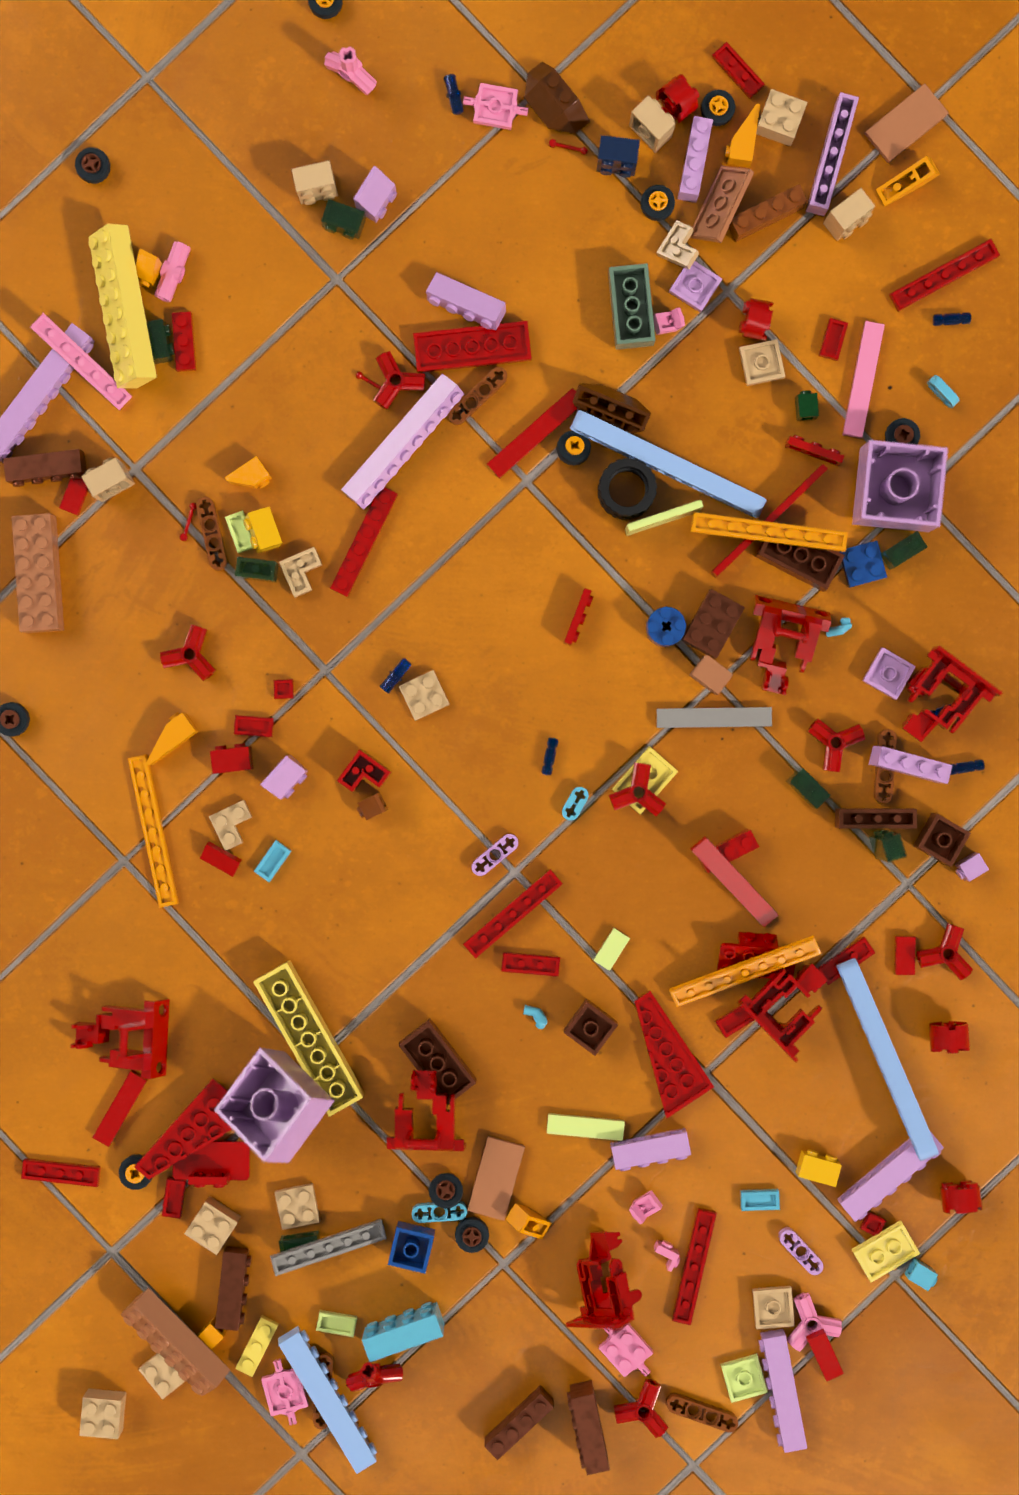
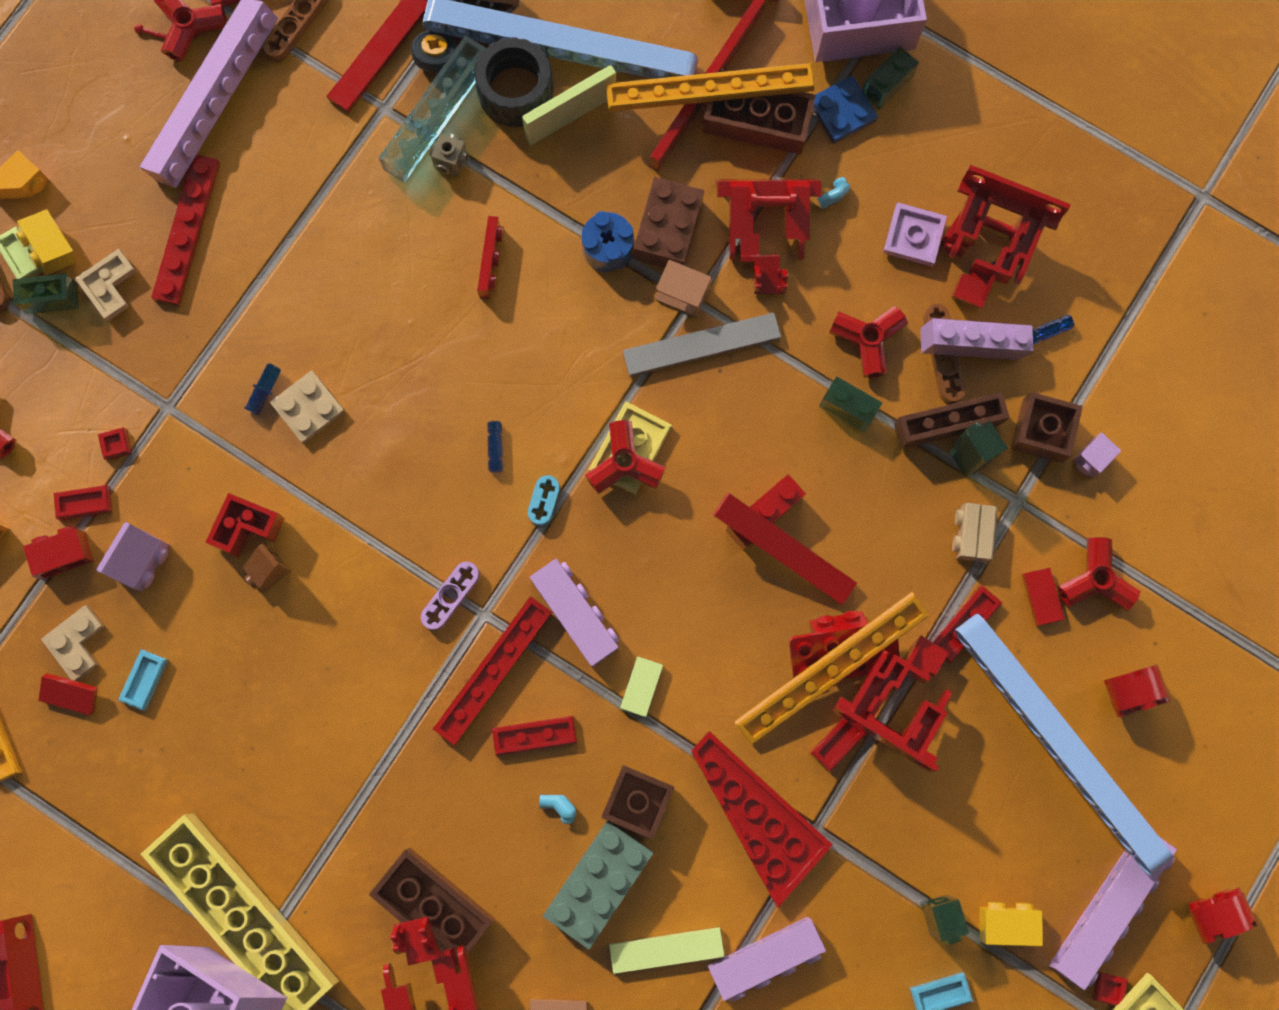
camera: 15 degrees left, 10 degrees down
(551, 1074) = (598, 884): none -> sand green brick
(563, 539) = (449, 154): none -> dark tan brick
(564, 495) = (432, 111): none -> clear light blue brick
(578, 889) = (574, 612): none -> lavender brick
(775, 1153) = (945, 918): none -> clear green brick
(870, 900) = (975, 532): none -> tan brick

